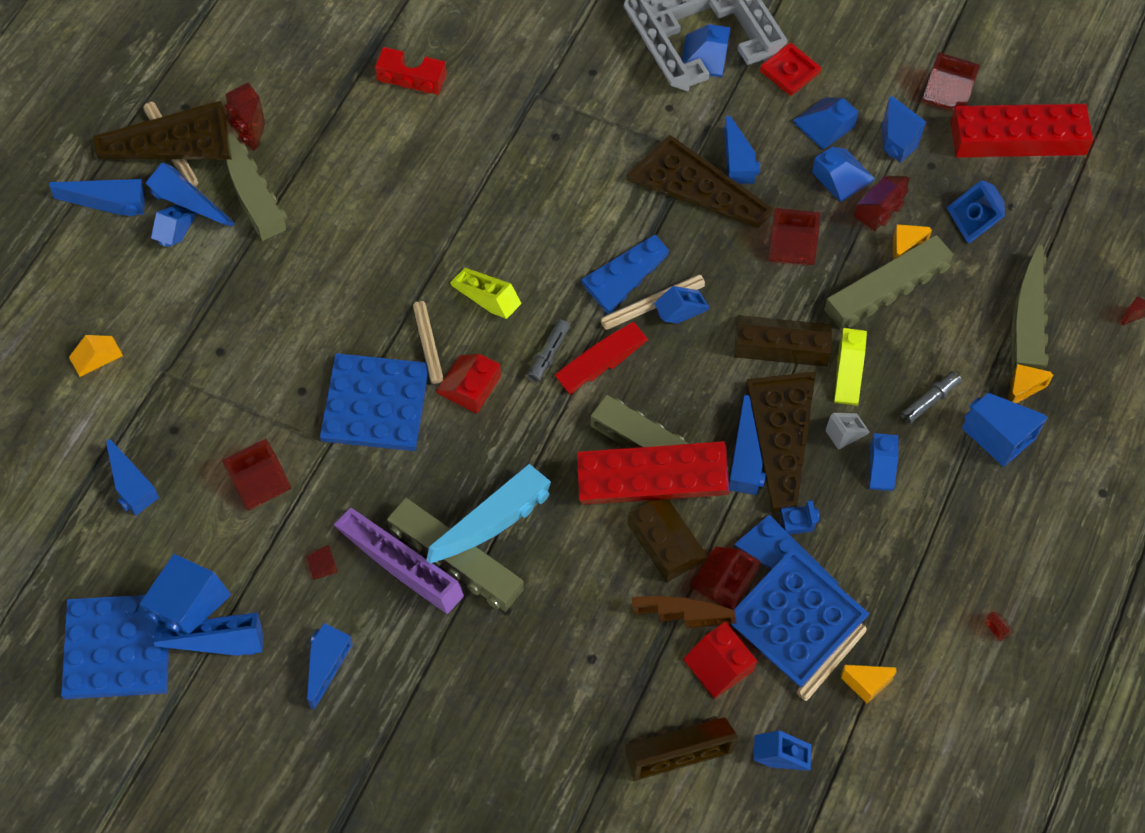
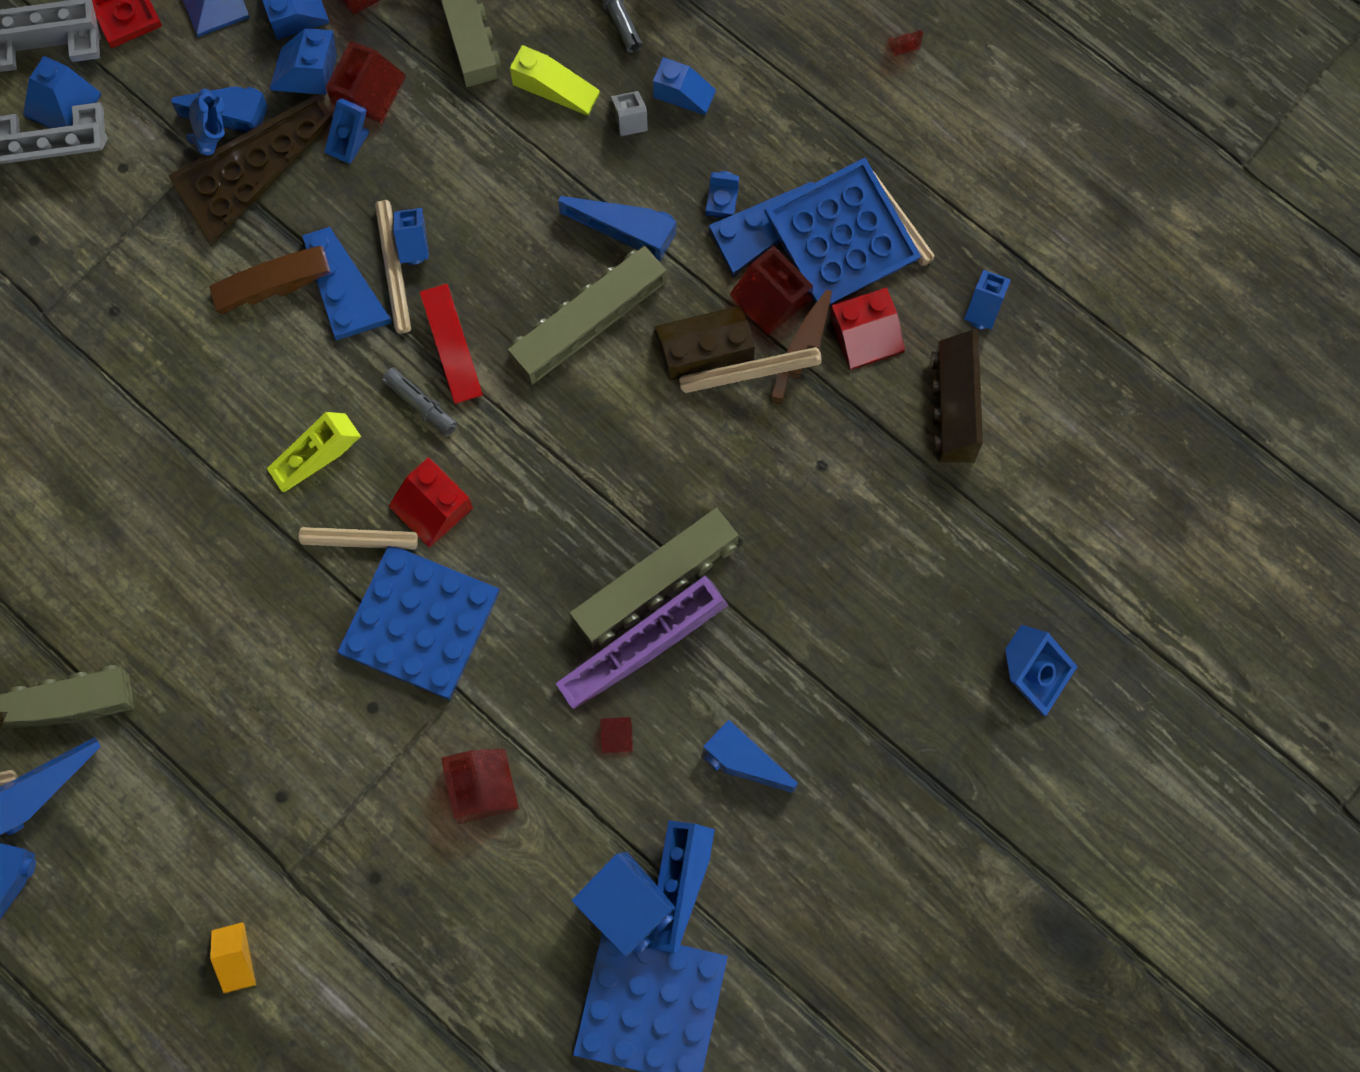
camera: 70 degrees left, 10 degrees up
(131, 485) = (439, 945): blue slope -> none
(172, 225) = (73, 816): blue slope -> none
(494, 515) = (621, 509): medium azure slope -> none
(612, 223) = (270, 278): none -> reddish brown slope
(648, 575) = (750, 370): none -> tan axle
(653, 473) = (630, 326): red brick -> none
(716, 140) = (206, 122): none -> blue animal
(749, 237) = (346, 131): none -> blue slope
(782, 421) = (601, 173): dark brown wing -> none
(783, 340) = (493, 140): dark brown slope -> none
(795, 192) = (306, 63): none -> blue slope
(867, 680) = (934, 189): light orange slope -> none

